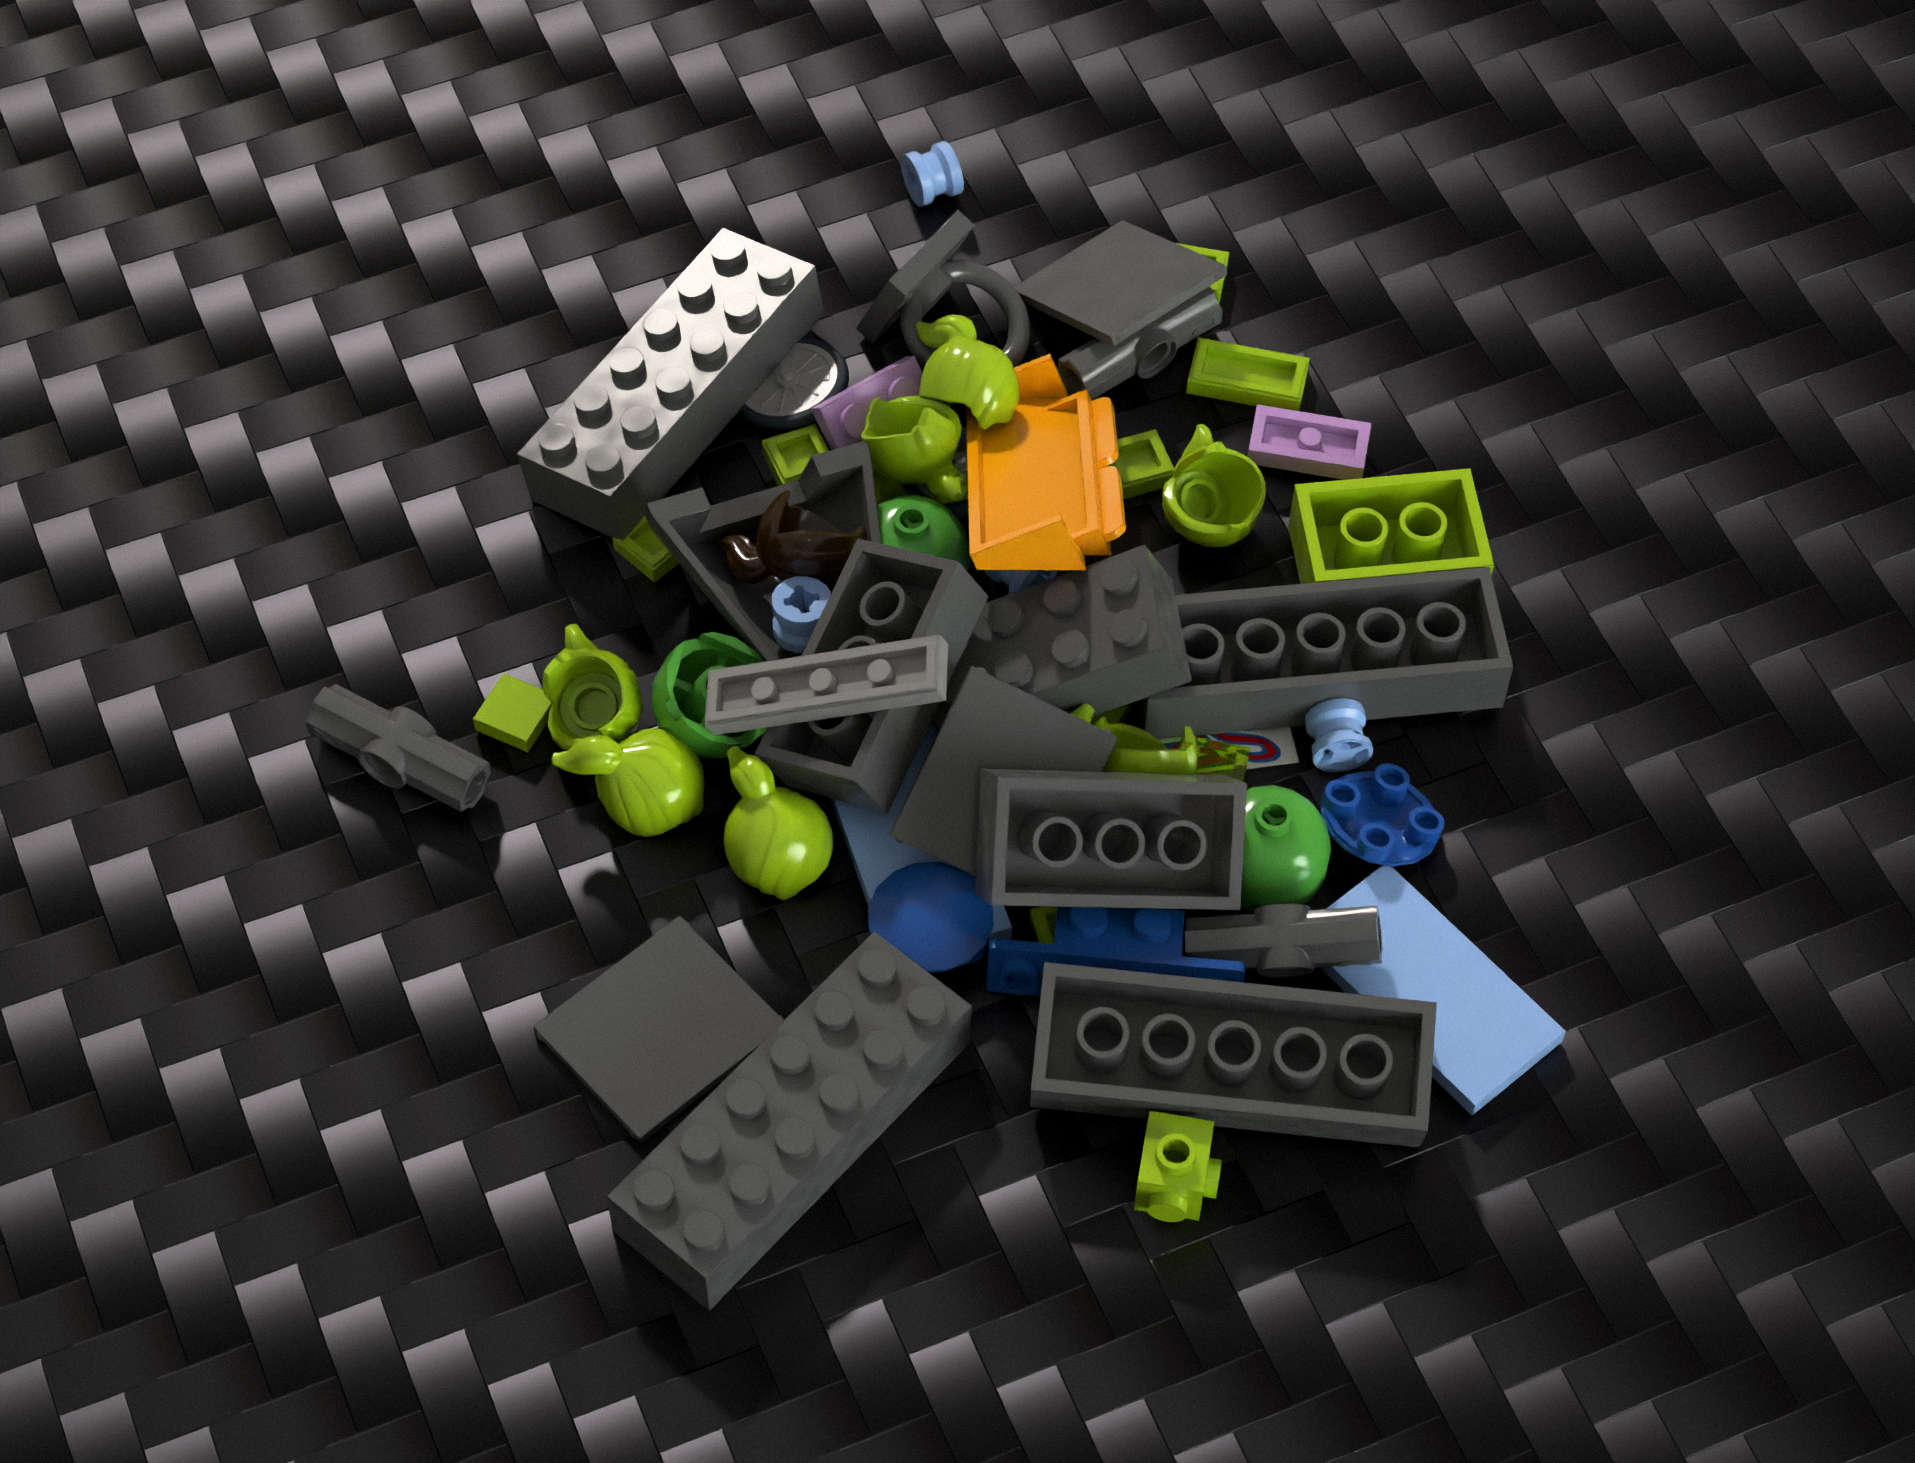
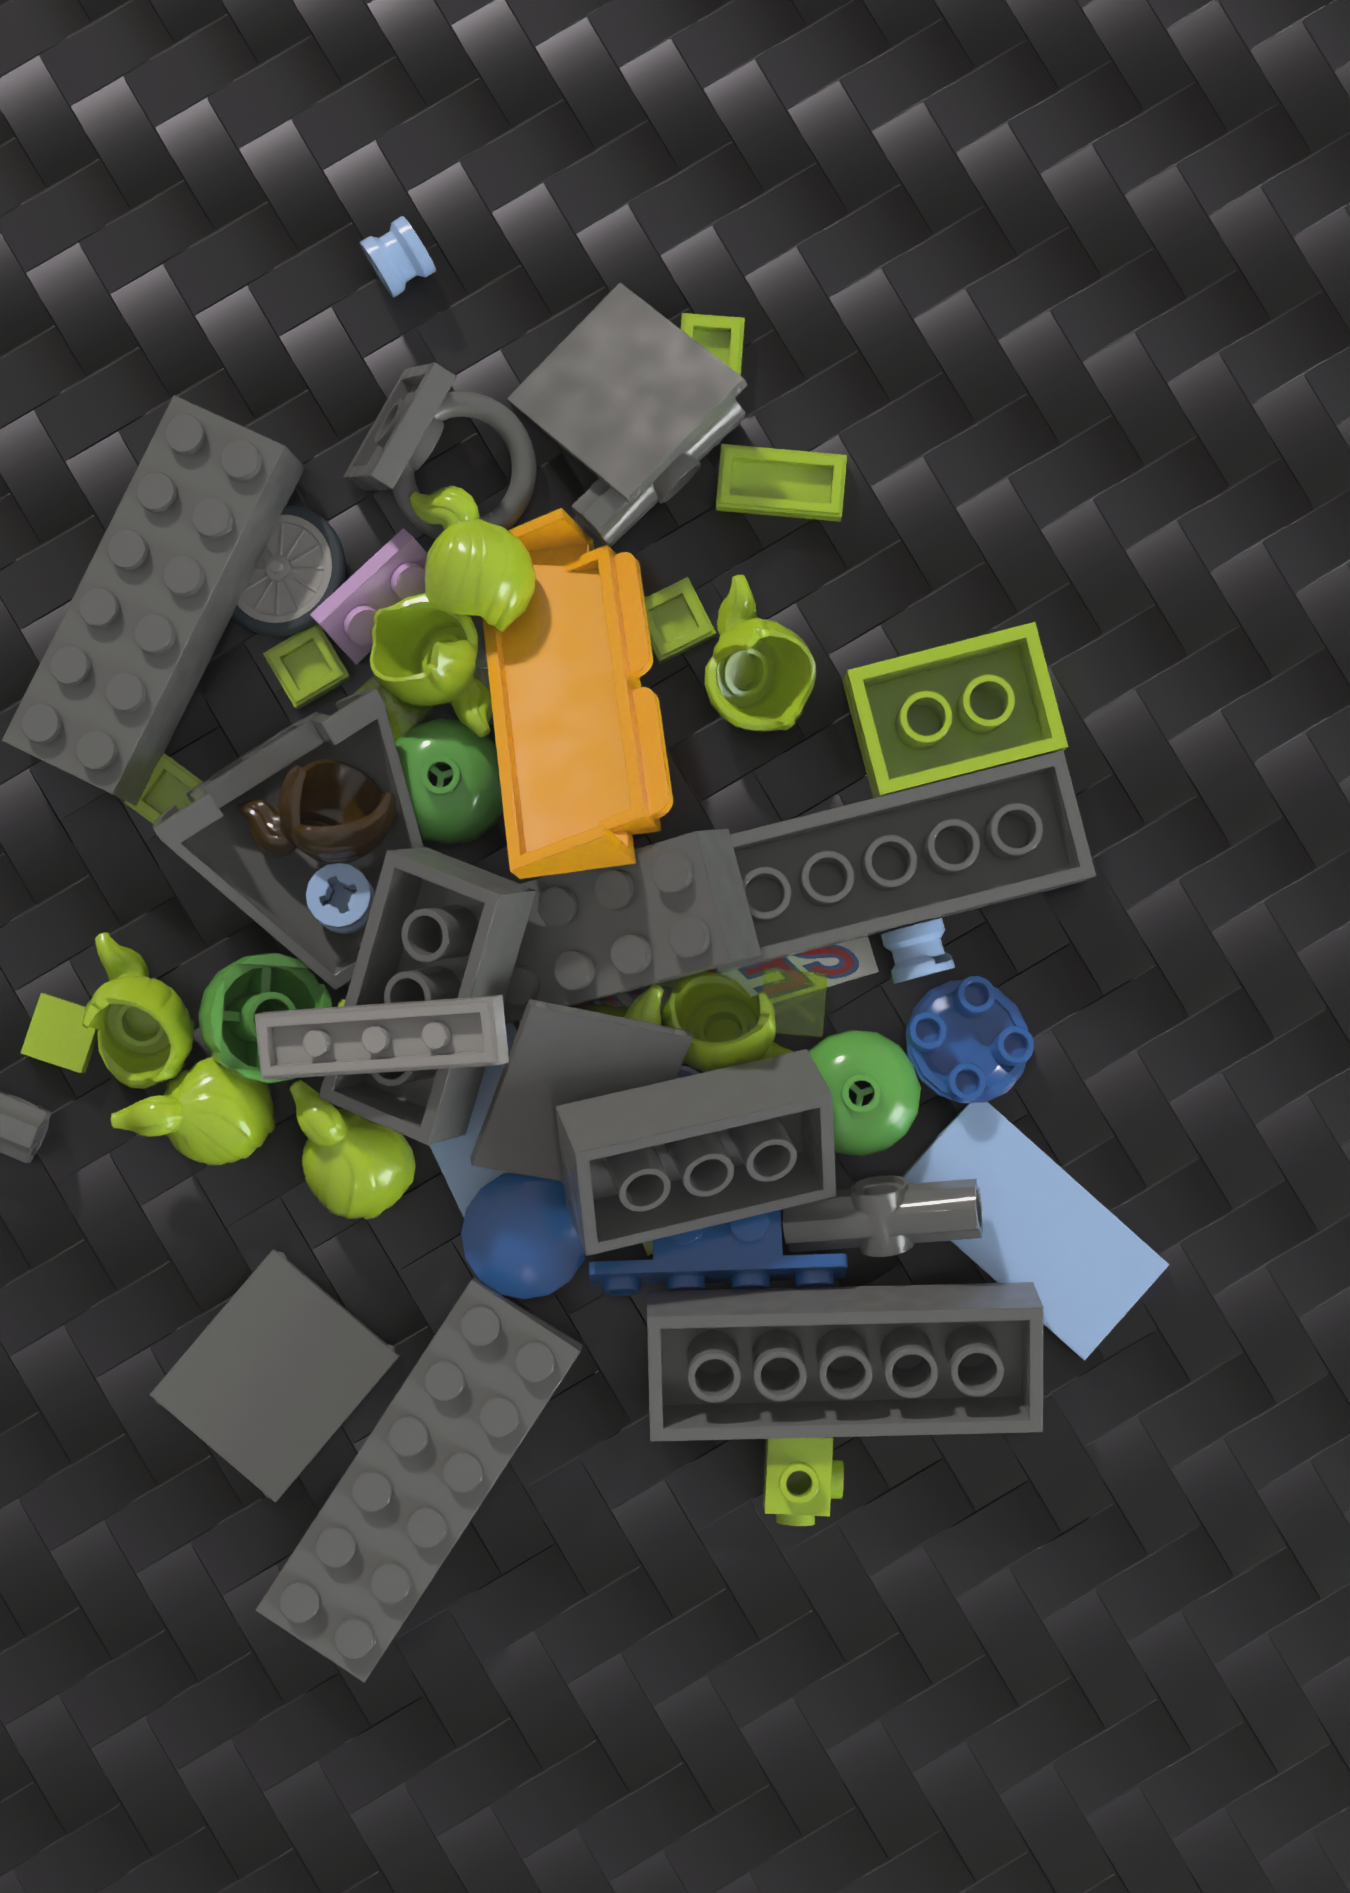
camera: 10 degrees left, 30 degrees up
(1309, 443) = (856, 574): lavender plate -> none

